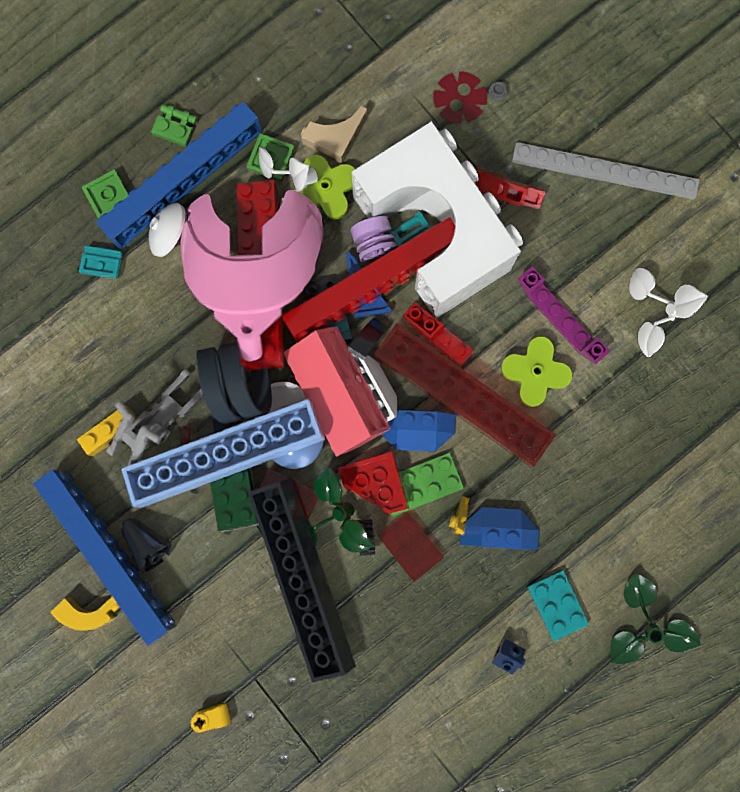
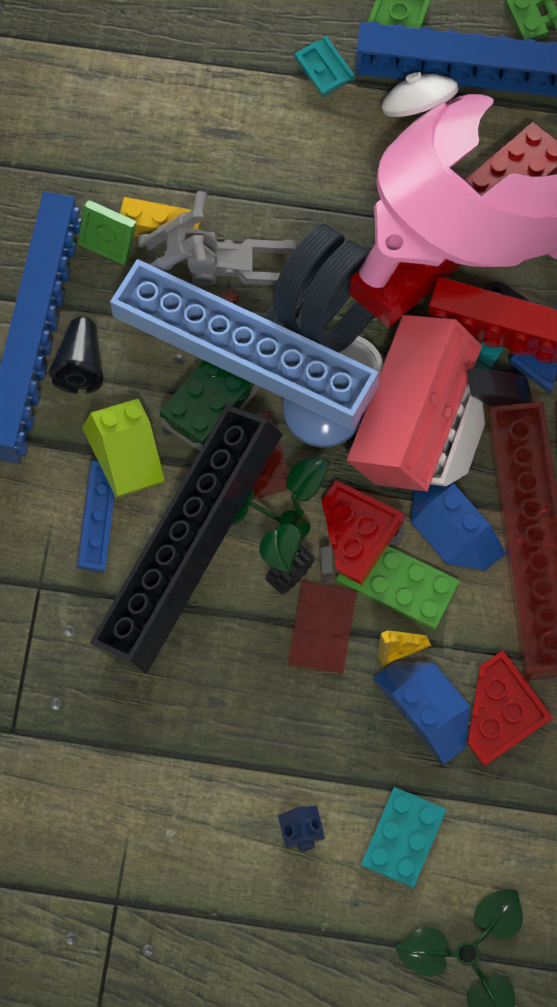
camera: 45 degrees right, 10 degrees down
(88, 466) = (106, 232): none -> bright green plate
(220, 565) = (125, 447): none -> lime slope
(243, 613) = (95, 521): none -> blue plate
(378, 514) = (326, 563): none -> dark grey tile
(537, 493) = (503, 710): none -> red plate

